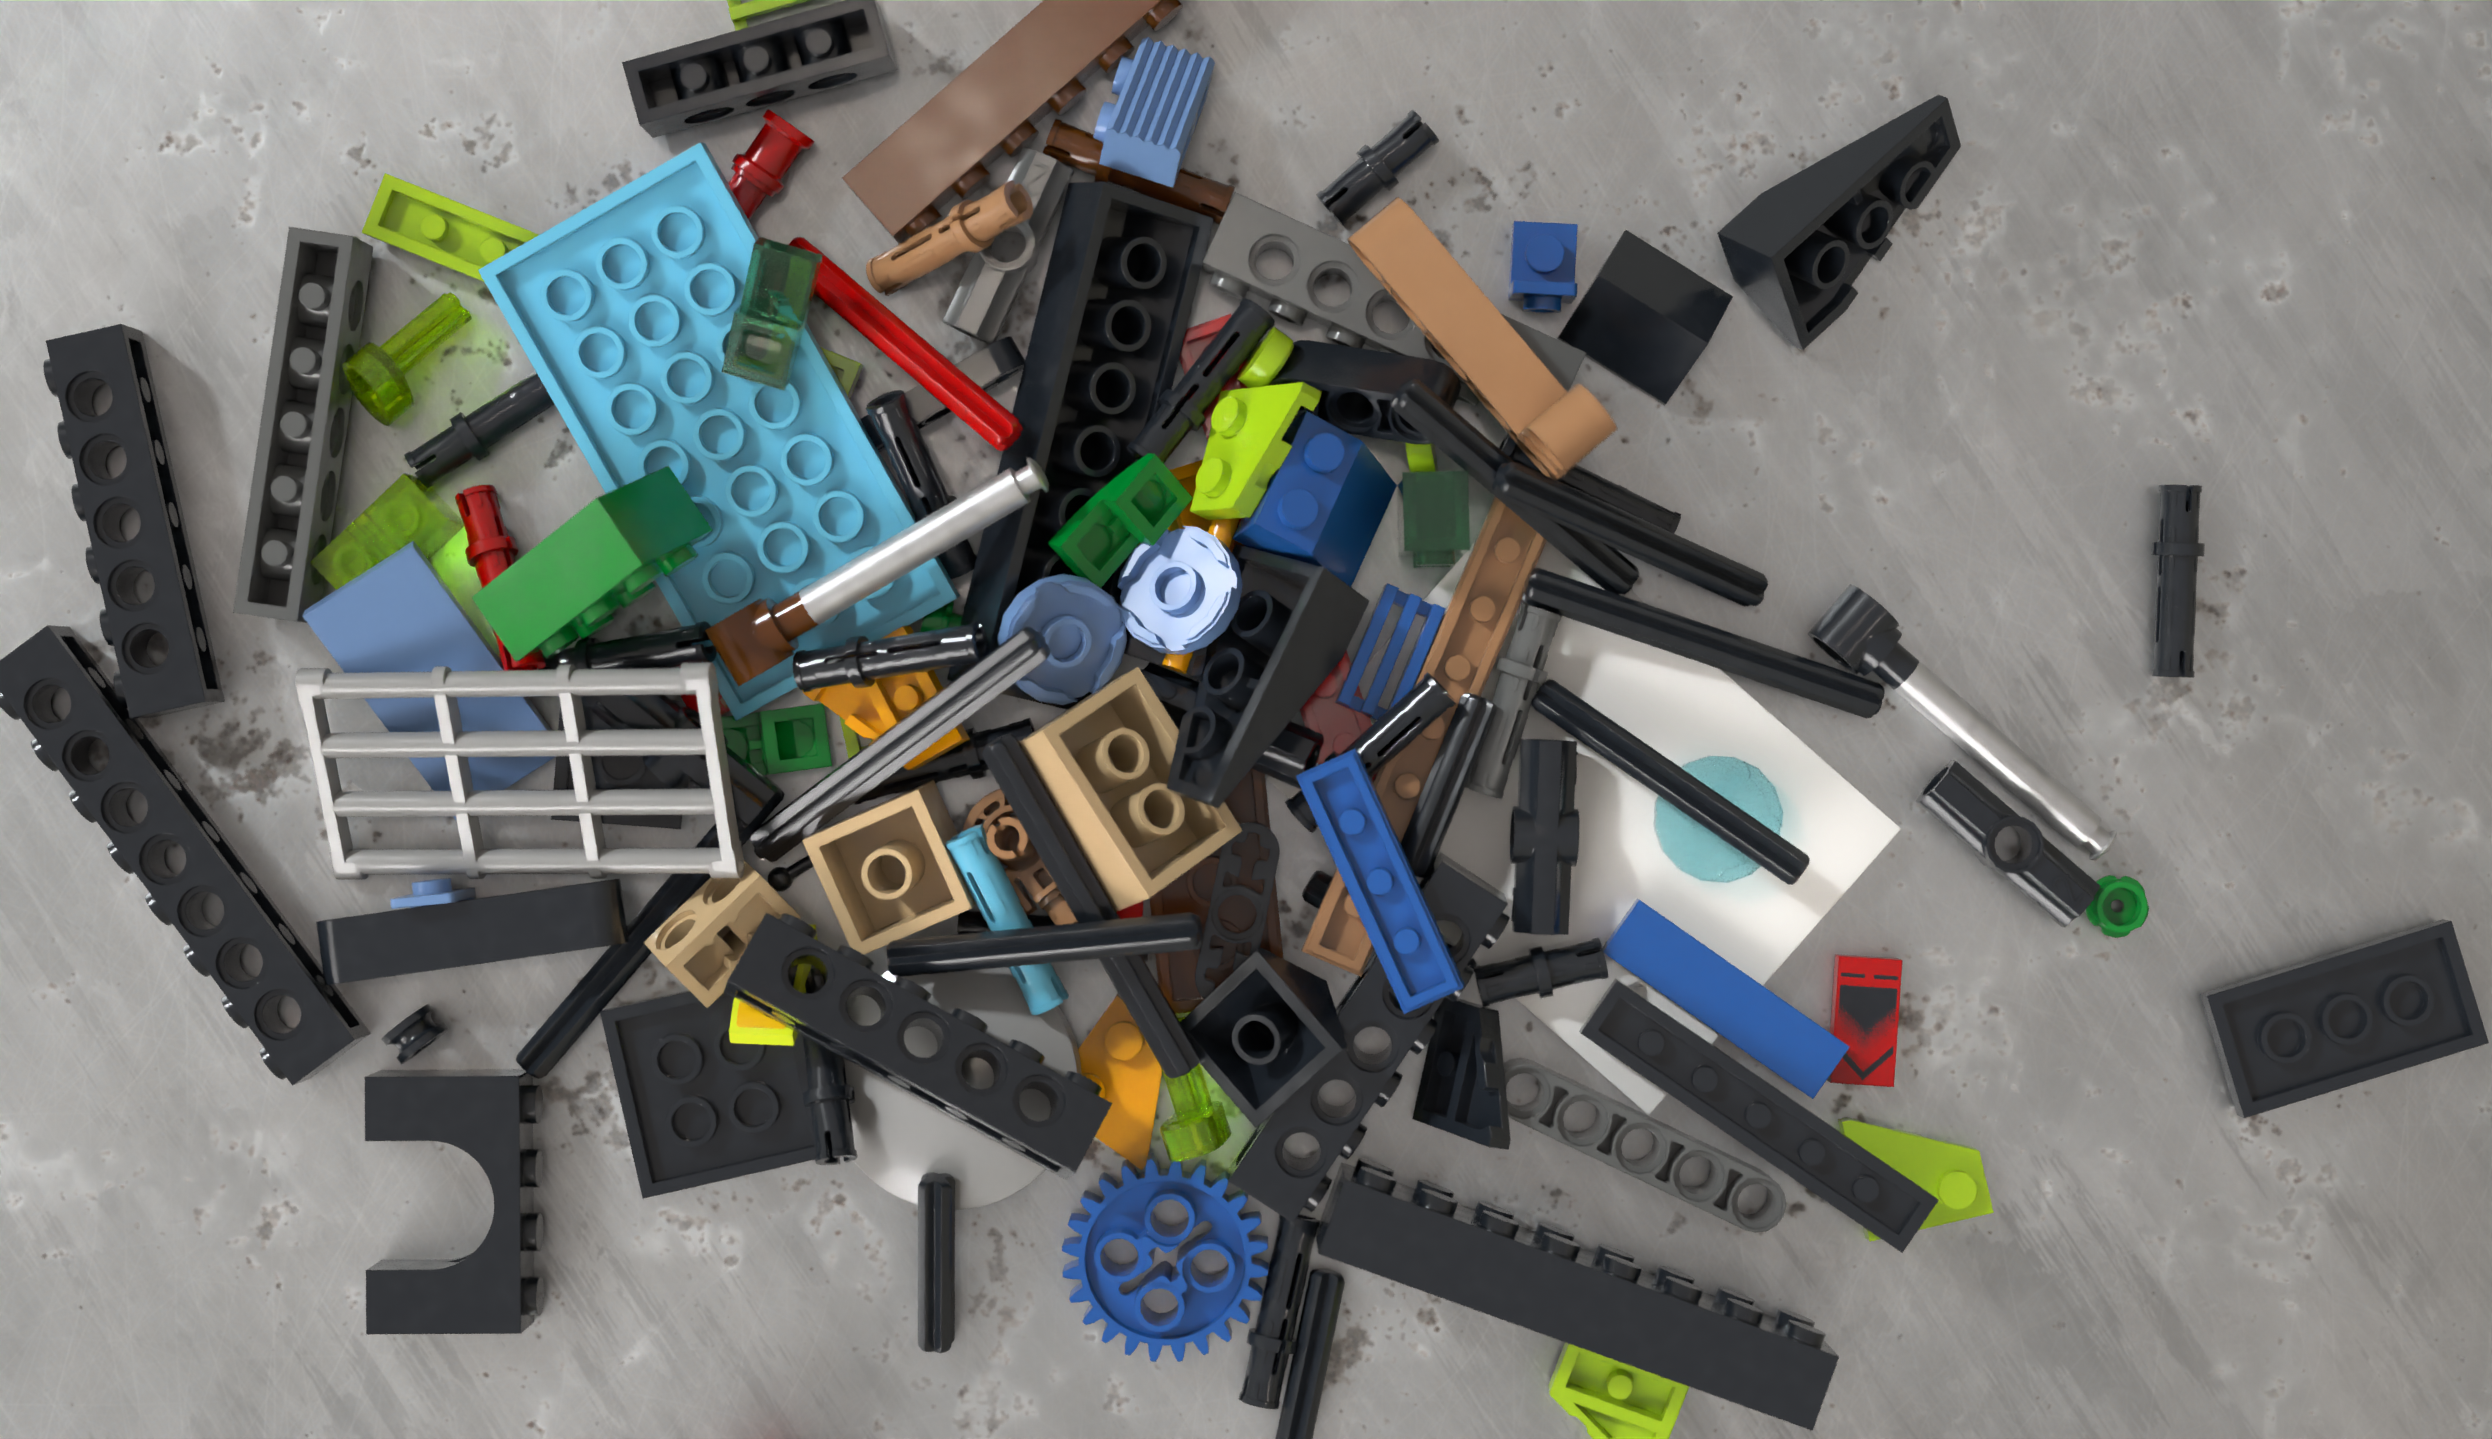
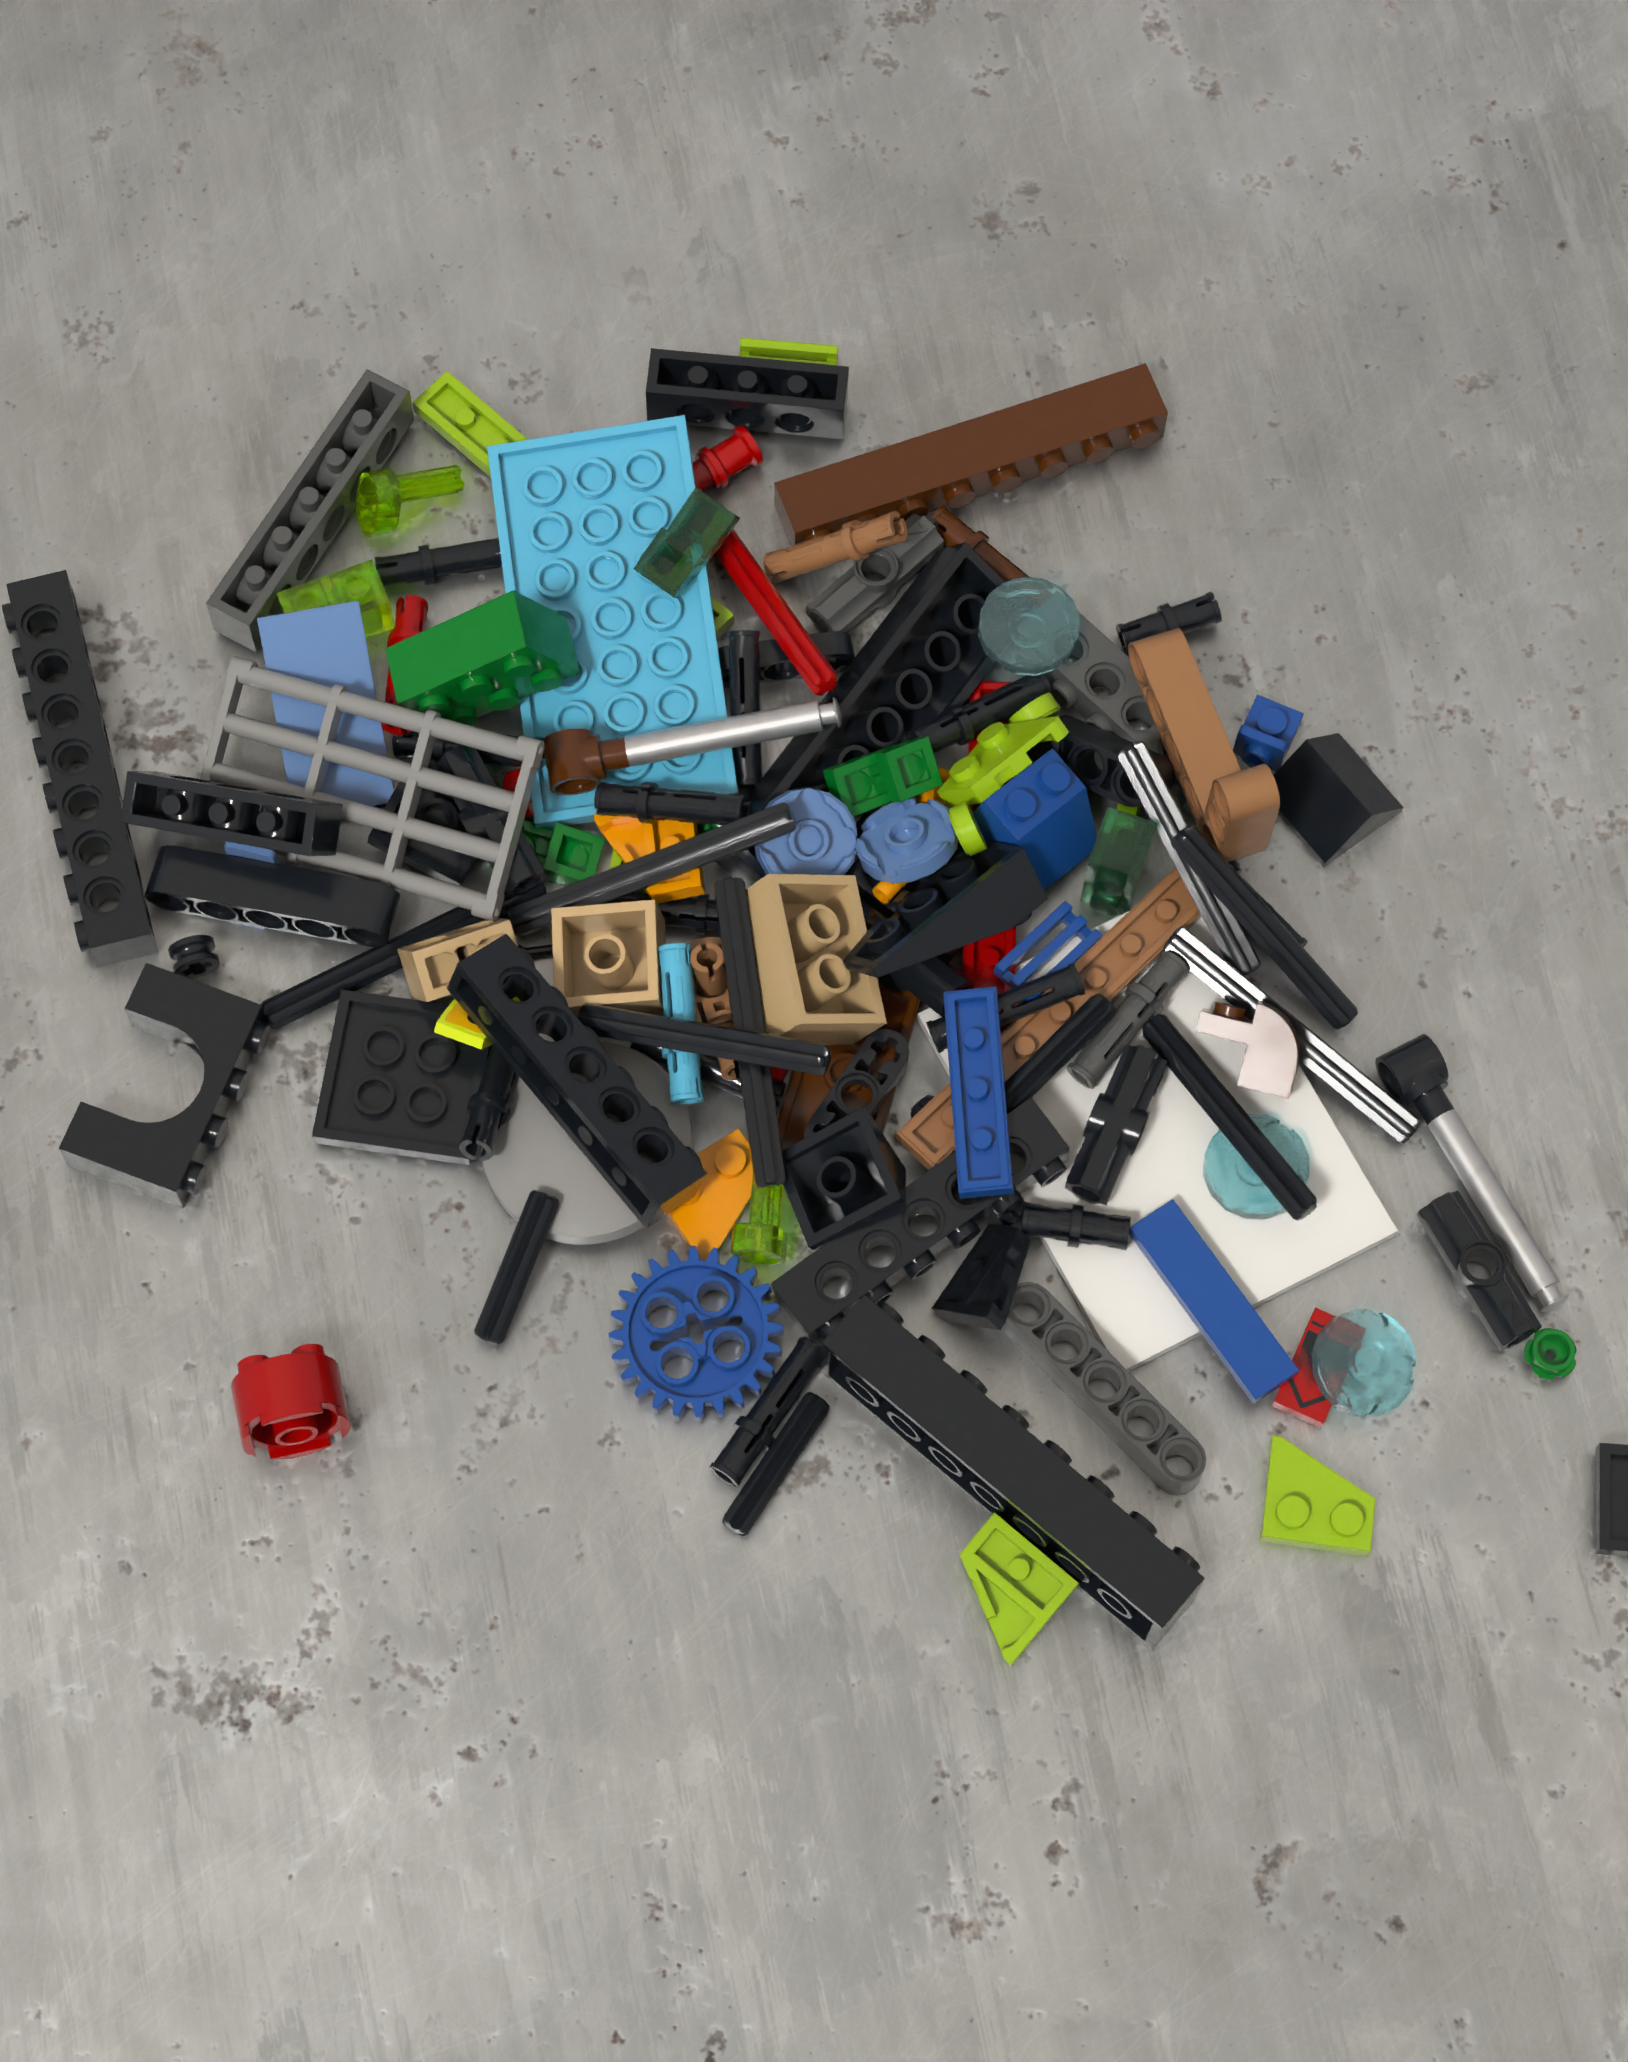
camera: 25 degrees right, 20 degrees down
(162, 545) = (144, 649): black brick -> none
(382, 869) = (231, 813): none -> black brick
(1155, 111) = (1020, 521): medium blue brick -> none
(1219, 255) = (1029, 626): none -> clear light blue tile
(1247, 560) = (967, 829): none -> lime tile
(1680, 674) = (1271, 1044): none -> brick
(1758, 1115) = (1208, 1394): black plate -> none
(1818, 229) = (1490, 780): black wedge -> none
(1915, 1002) = (1363, 1363): none -> clear light blue tile

